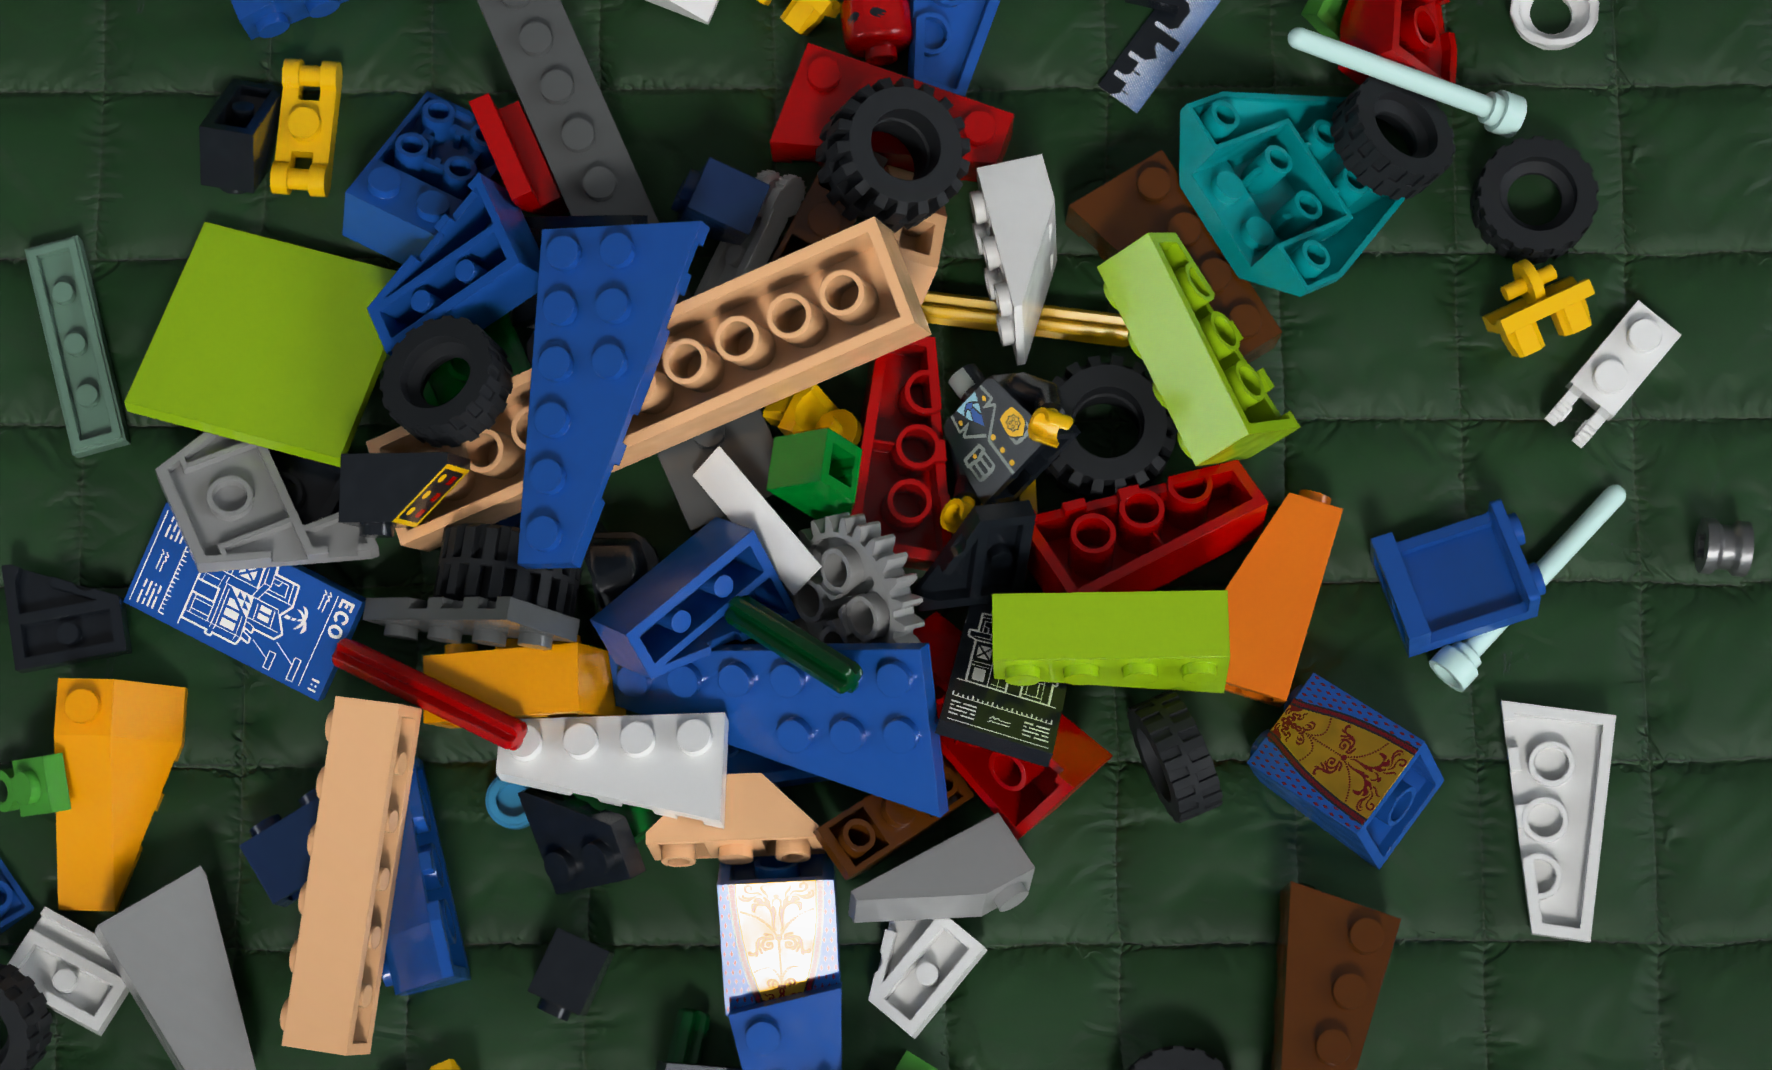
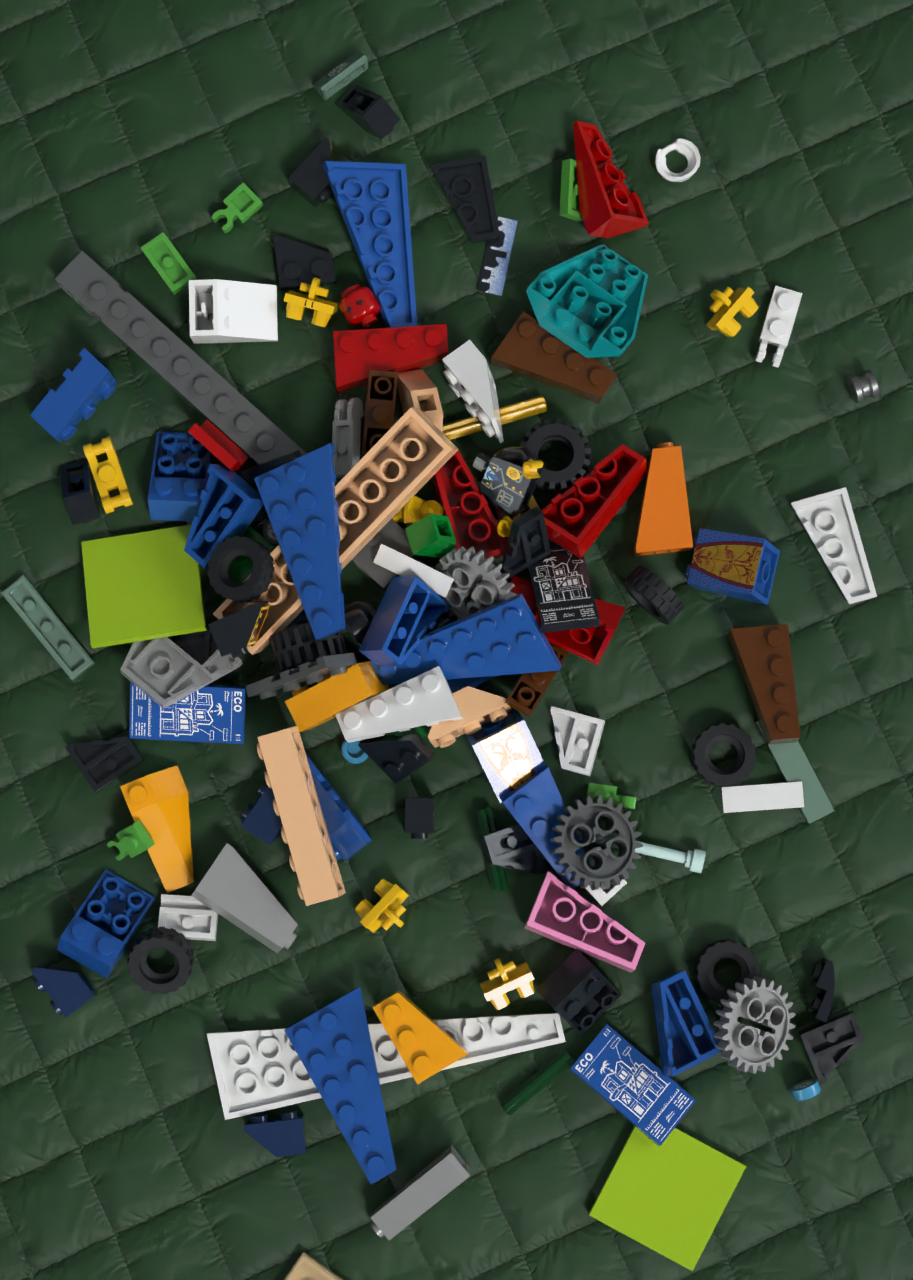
camera: 25 degrees left, 5 degrees up
(430, 694) = (297, 717): red axle -> none
(722, 200) = (325, 427): dark blue slope -> none
(794, 644) = (458, 620): dark green axle -> none
(921, 126) = (413, 354): black tyre -> none
(954, 879) = (576, 696): light grey slope -> none
(1113, 639) = (603, 554): lime wedge -> none
(1192, 352) = (580, 403): lime wedge -> none
(1373, 157) = (618, 269): black tyre -> none
(1458, 580) = (747, 455): blue panel -> none
(1459, 663) = (764, 493): light aqua piece -> none
(1499, 111) = (673, 222): light aqua piece -> none
(1543, 158) = (707, 236): black tyre -> none

